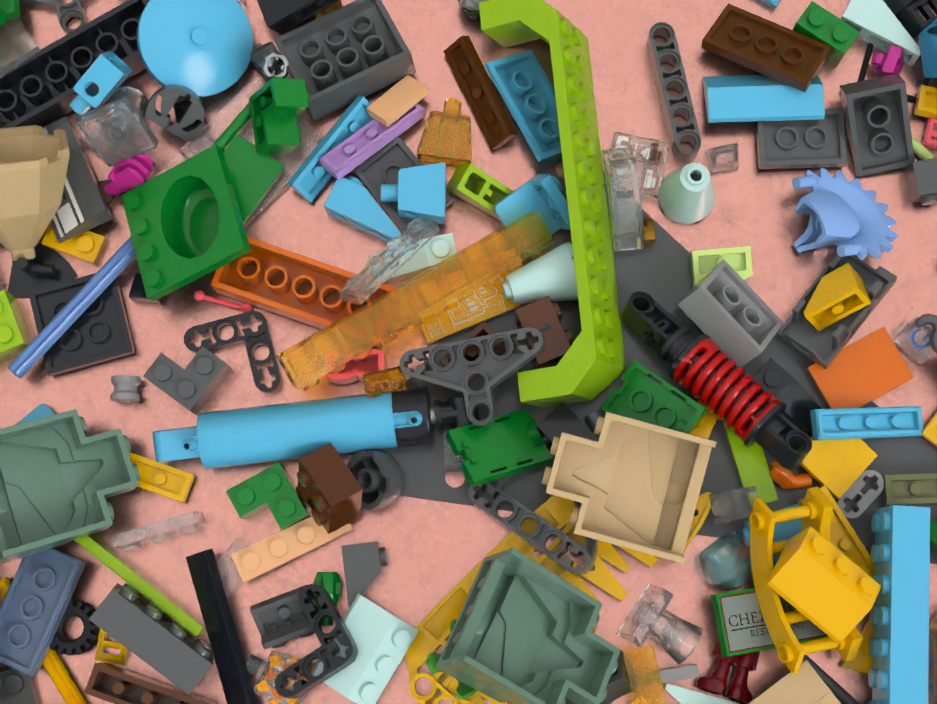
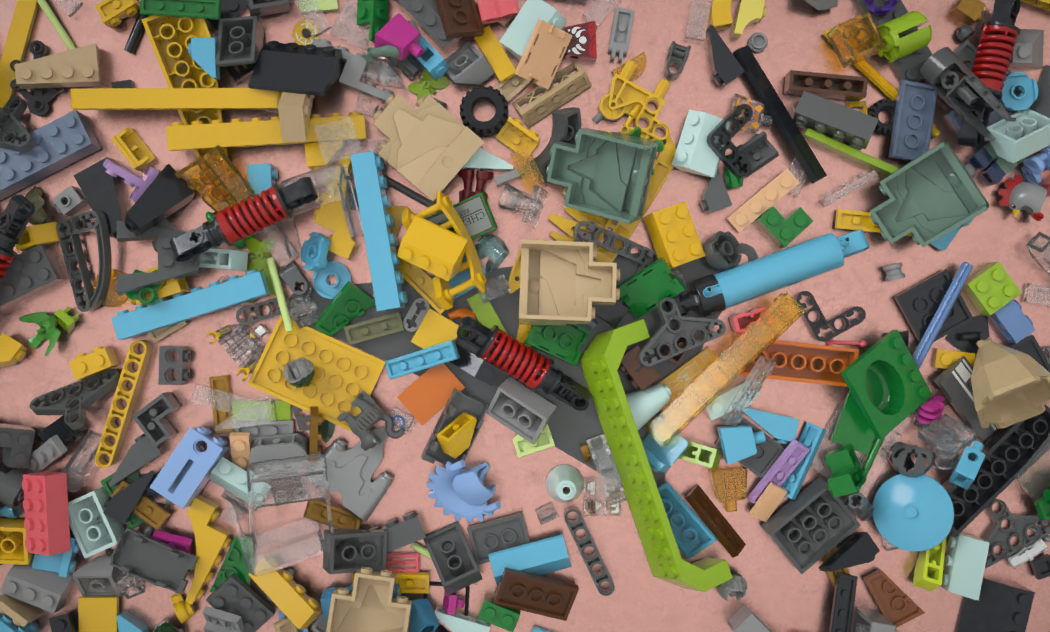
camera: 160 degrees right, 10 degrees up
(190, 385) = (855, 282): dark grey brick -> none
(329, 488) = (749, 237): reddish brown brick -> none
(389, 377) = (734, 314): clear yellow piece -> none
(440, 519) = (674, 235): none -> yellow brick

